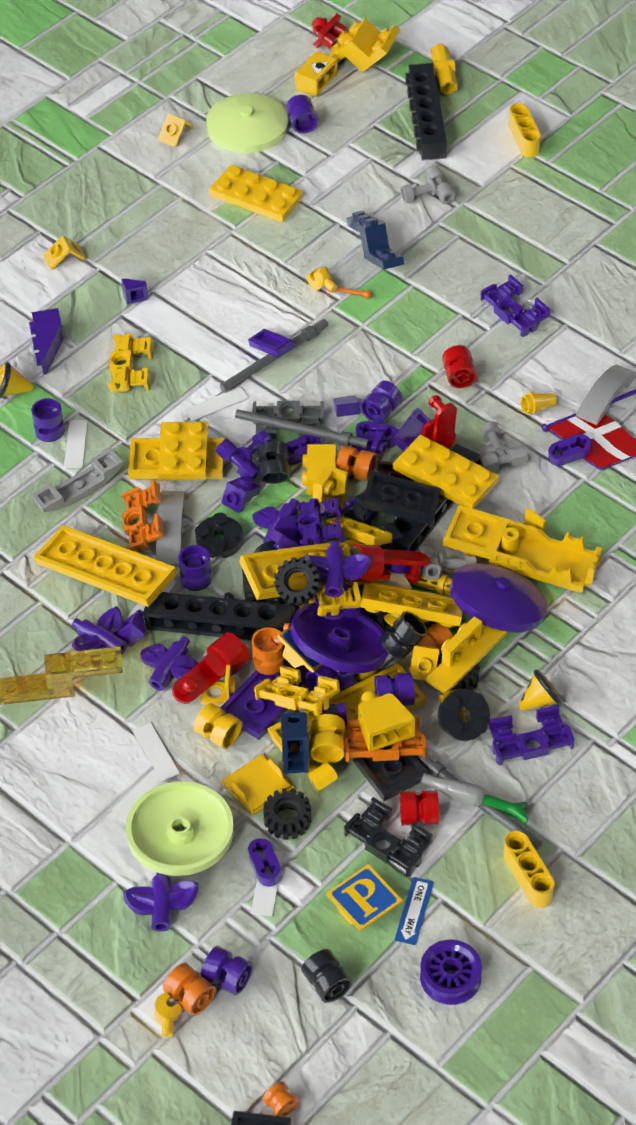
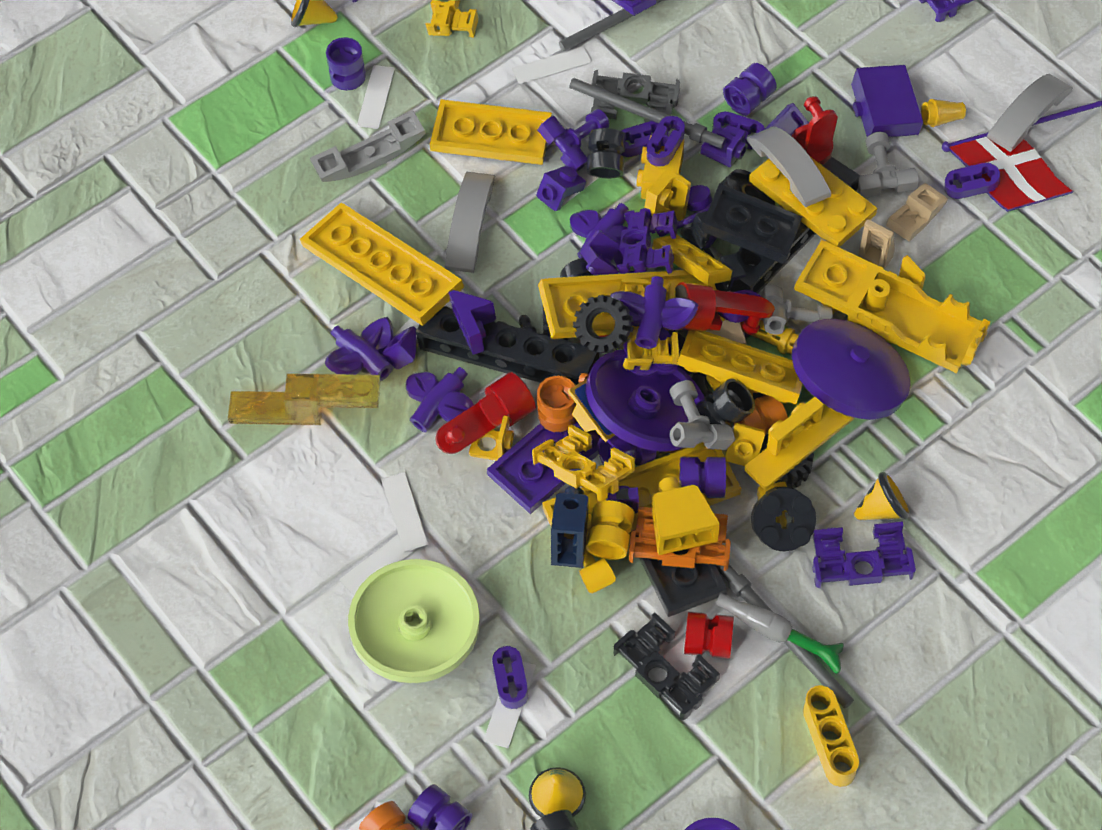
camera: 10 degrees right, 10 degrees up
(142, 531) = (433, 223): orange piece -> none
(161, 899) = (377, 708): dark purple plant -> none
(183, 451) = (499, 124): yellow plate -> none
(187, 593) = (471, 315): none -> dark purple slope
(195, 568) = (489, 277): dark purple wheel -> none
(218, 726) = (482, 491): yellow wheel -> none
(219, 525) = (526, 225): black plate -> none
(256, 782) = (519, 572): yellow piece -> none
(287, 801) = (550, 635): black tyre -> none
(316, 938) = (556, 791): none -> yellow hat
(325, 447) = (661, 139): none -> dark purple beam
(346, 406) = (707, 87): dark purple slope -> none
(354, 487) = (699, 198): none -> dark purple tile
(363, 465) = (714, 171): orange wheel -> none
(363, 897) = (622, 744): piece -> none
(384, 650) = (698, 427): none -> light grey bar
(414, 911) = (681, 767): sticker -> none
(429, 449) = (793, 162): none -> light grey slope
(459, 366) = (851, 51): red wheel -> none
(491, 398) = (886, 101): none -> dark purple container
(503, 502) = (877, 244): none -> tan slope
(530, 479) = (917, 212): none -> tan slope

